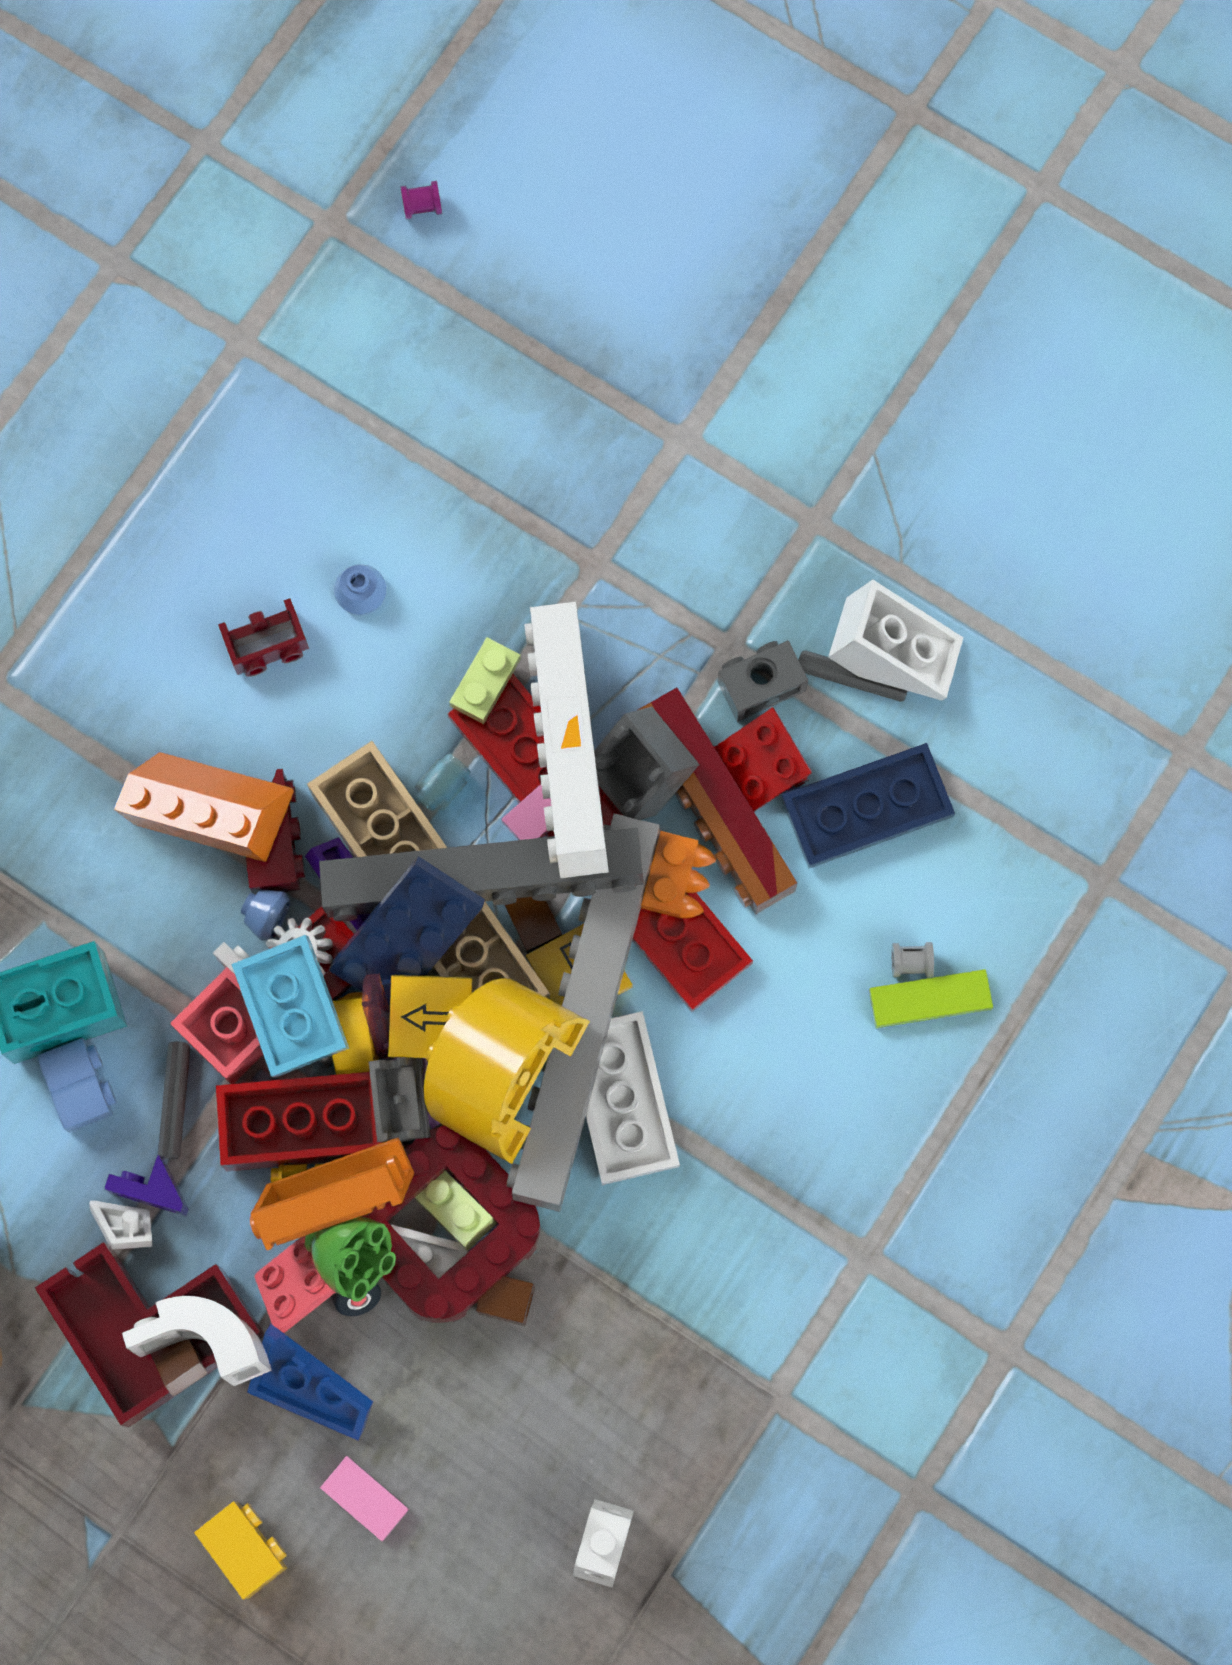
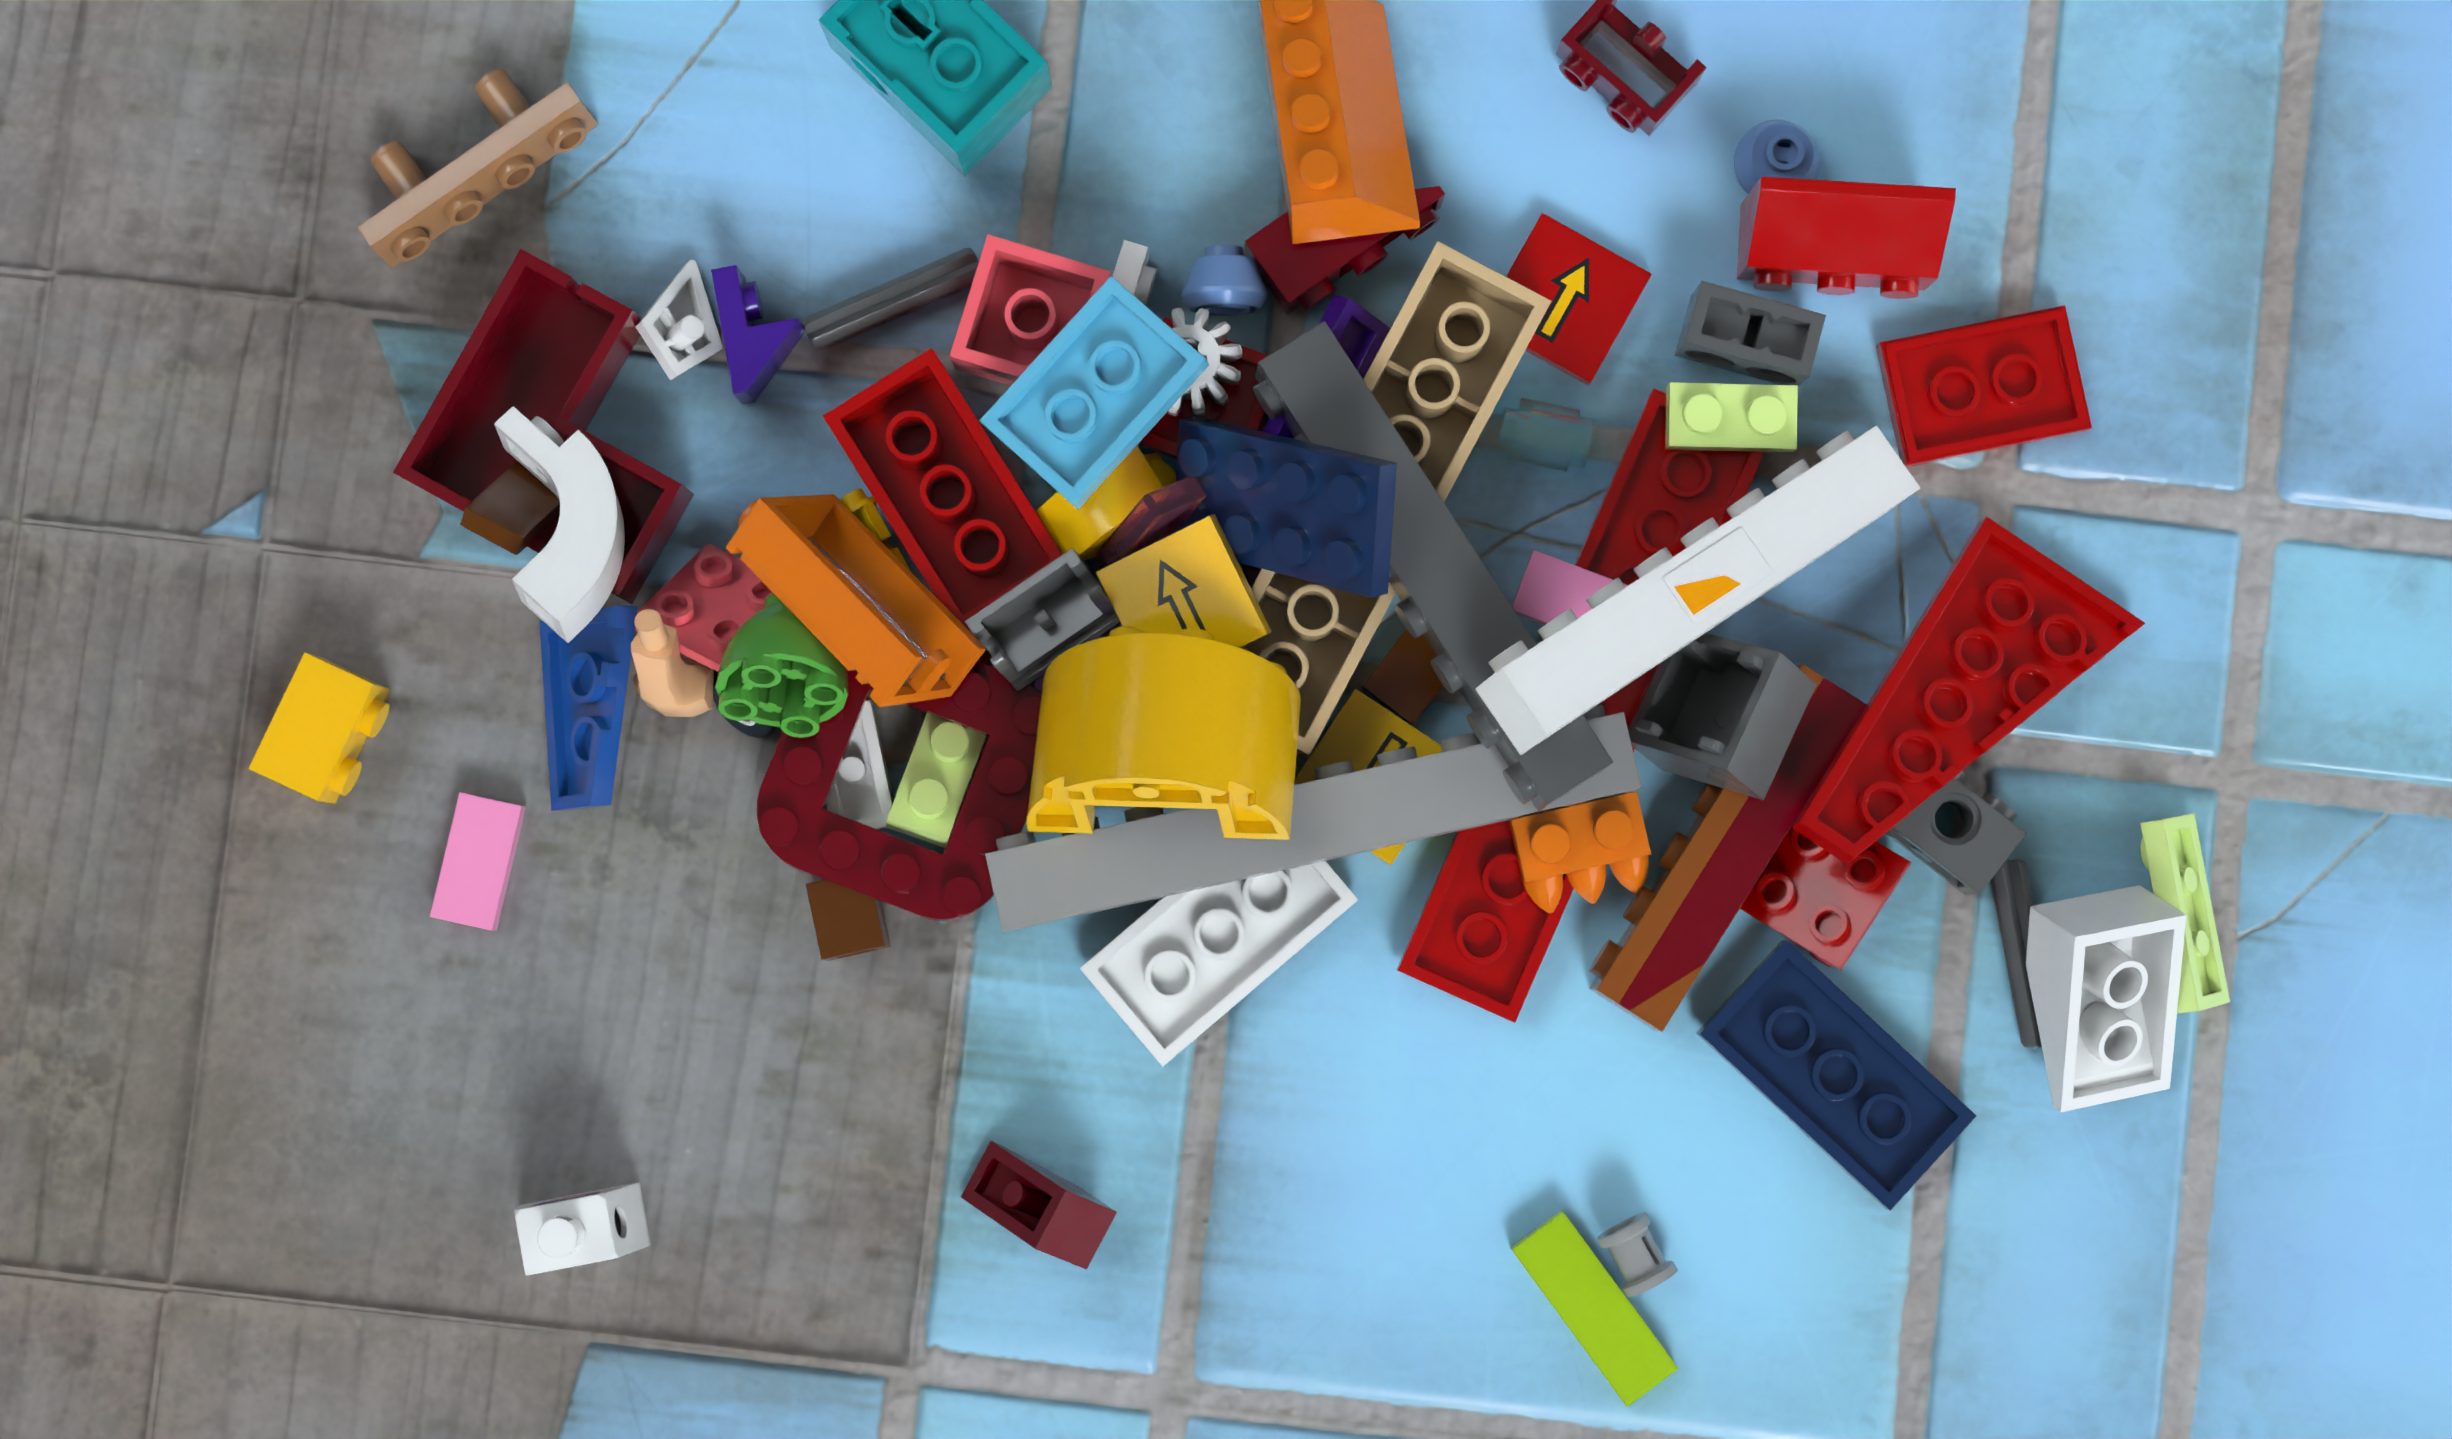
camera: 60 degrees right, 10 degrees up
(76, 1084) = (843, 150): medium blue brick -> none
(319, 1329) = (664, 675): none -> light nougat animal
(376, 720) = (1588, 295): none -> red tile
(419, 574) = (1843, 235): none -> red slope
(446, 648) = (1750, 335): none -> dark grey brick
(538, 544) = (1983, 386): none -> red tile
(686, 621) = (1976, 666): none -> red wing
(721, 1273) = (1038, 1206): none -> dark red slope
(847, 574) = (2179, 877): none -> yellowish green plate

